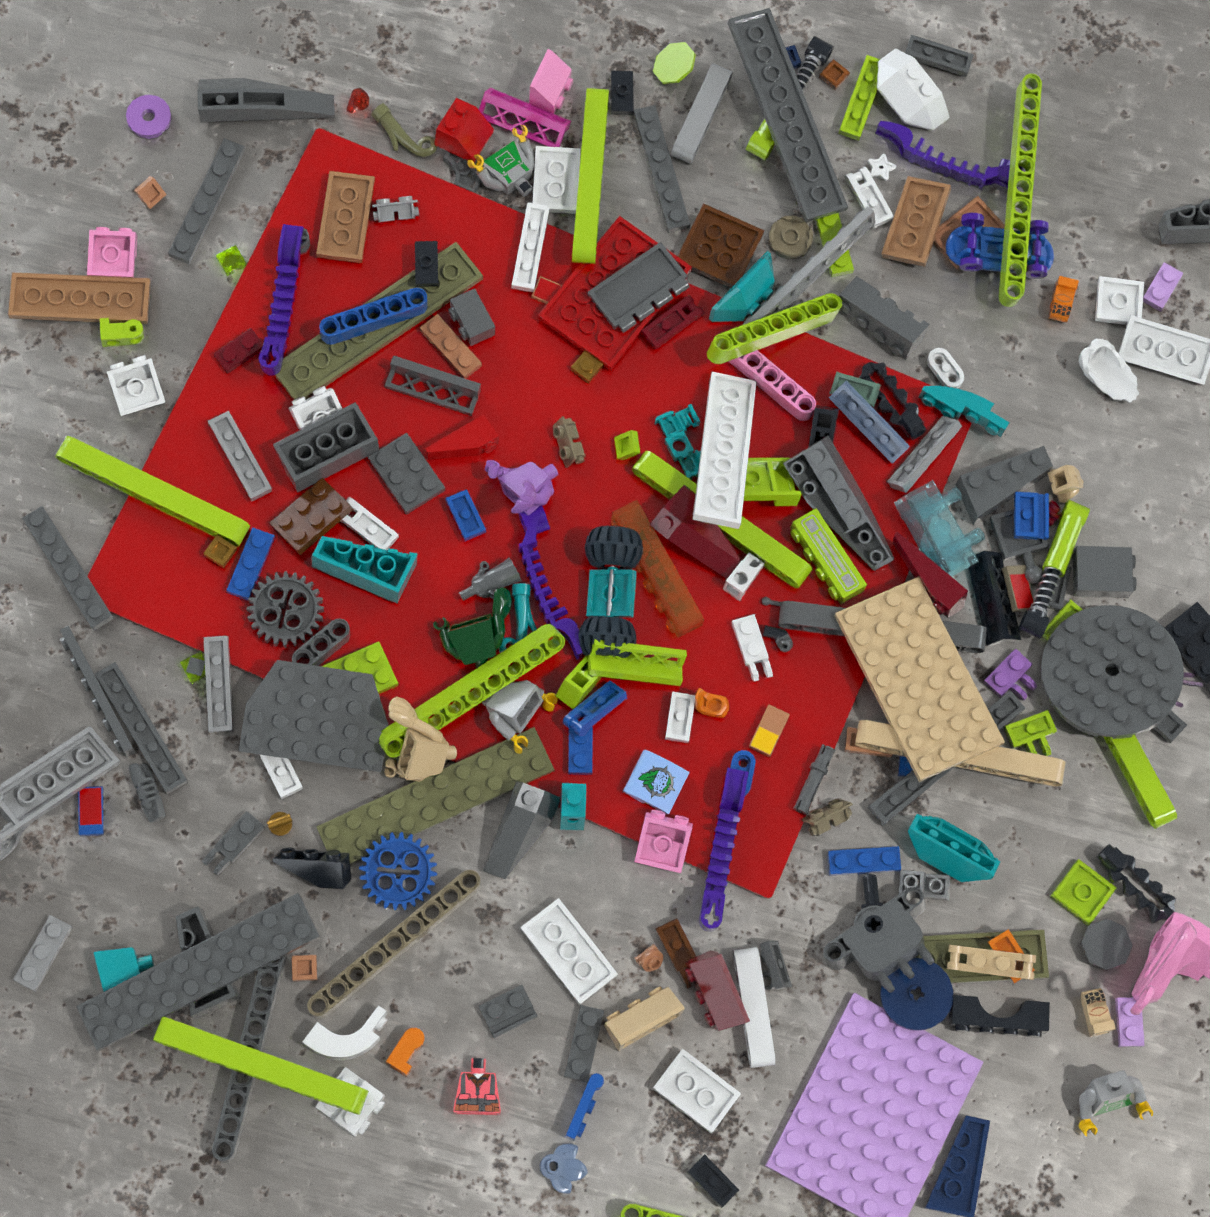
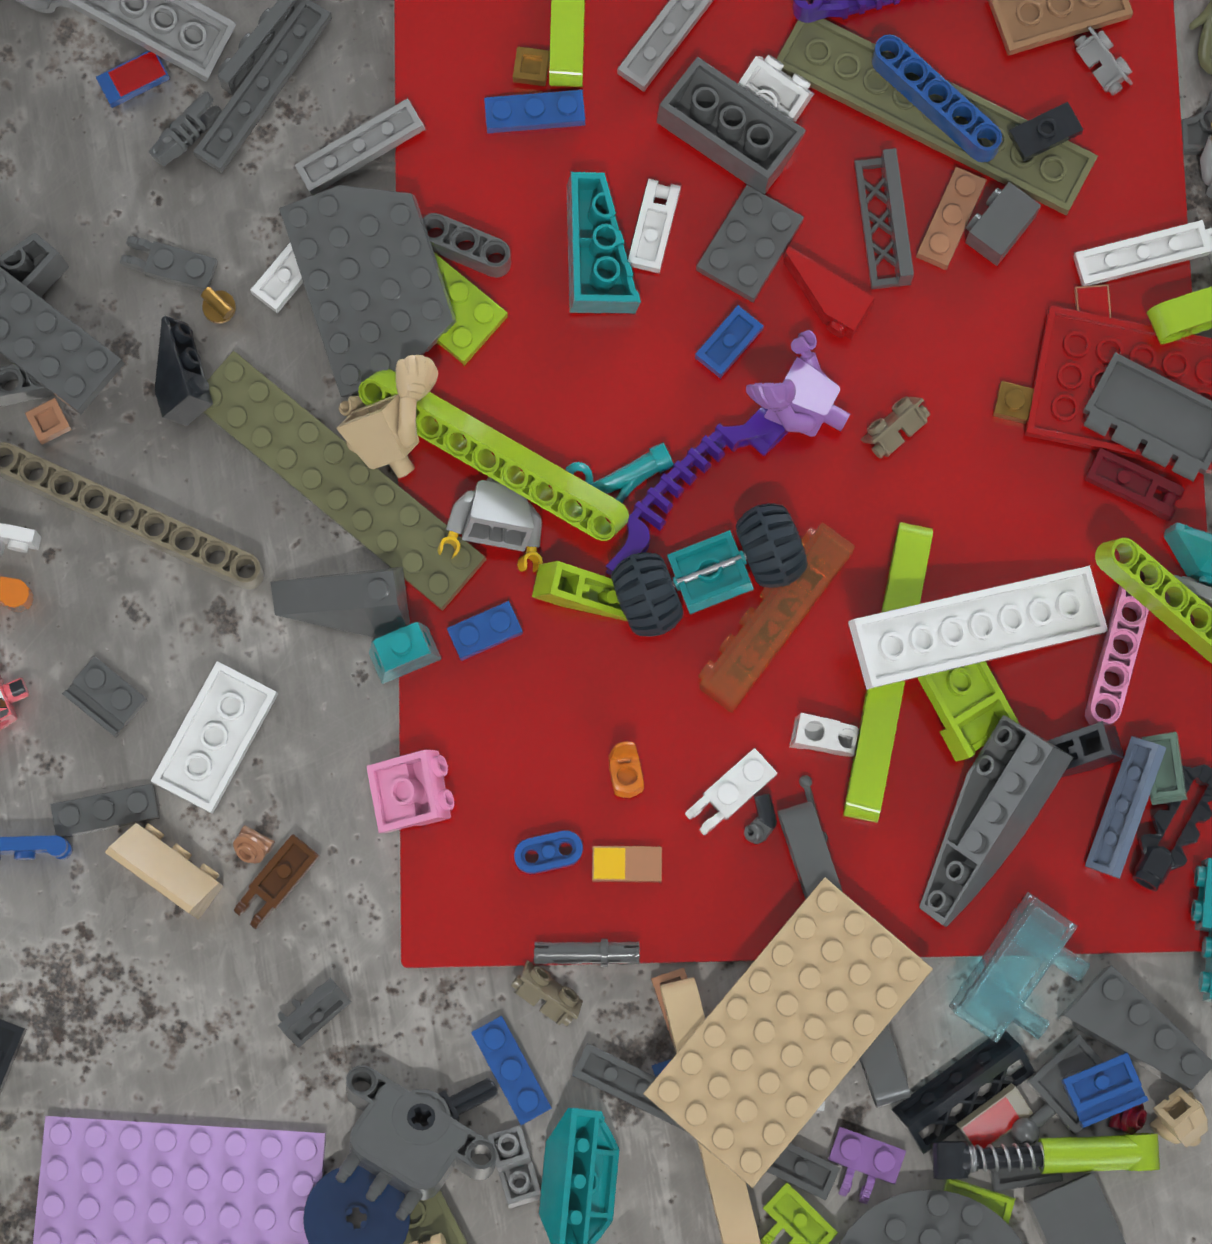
camera: 75 degrees right, 5 degrees up
(194, 667) = (368, 108): tile -> none
(306, 613) = (488, 151): dark grey gear -> none
(311, 516) = (631, 152): reddish brown plate -> none
(395, 892) = (246, 462): blue gear -> none
(478, 637) = (570, 433): dark green torso -> none
(484, 583) = (664, 420): dark grey piece -> none
(594, 708) = (545, 621): blue plate -> none
(627, 445) = (929, 502): lime plate -> none
(636, 666) = (628, 650): lime fence -> none
(656, 781) = (486, 746): light blue slope -> none
(671, 428) = (984, 550): teal piece -> none
(680, 717) = (587, 738): white plate -> none
(695, 537) = (837, 666): dark red wedge -> none
(696, 1091) = (104, 982): white plate -> none
(716, 991) = (238, 947): slope -> none
(720, 857) = (496, 858): dark purple piece -> none
(752, 993) = (245, 1008): white beam -> none
(827, 556) = (906, 835): lime brick -> none
(924, 454) = (1120, 904): light grey plate -> none
(944, 591) = (930, 1009): dark red wedge -> none

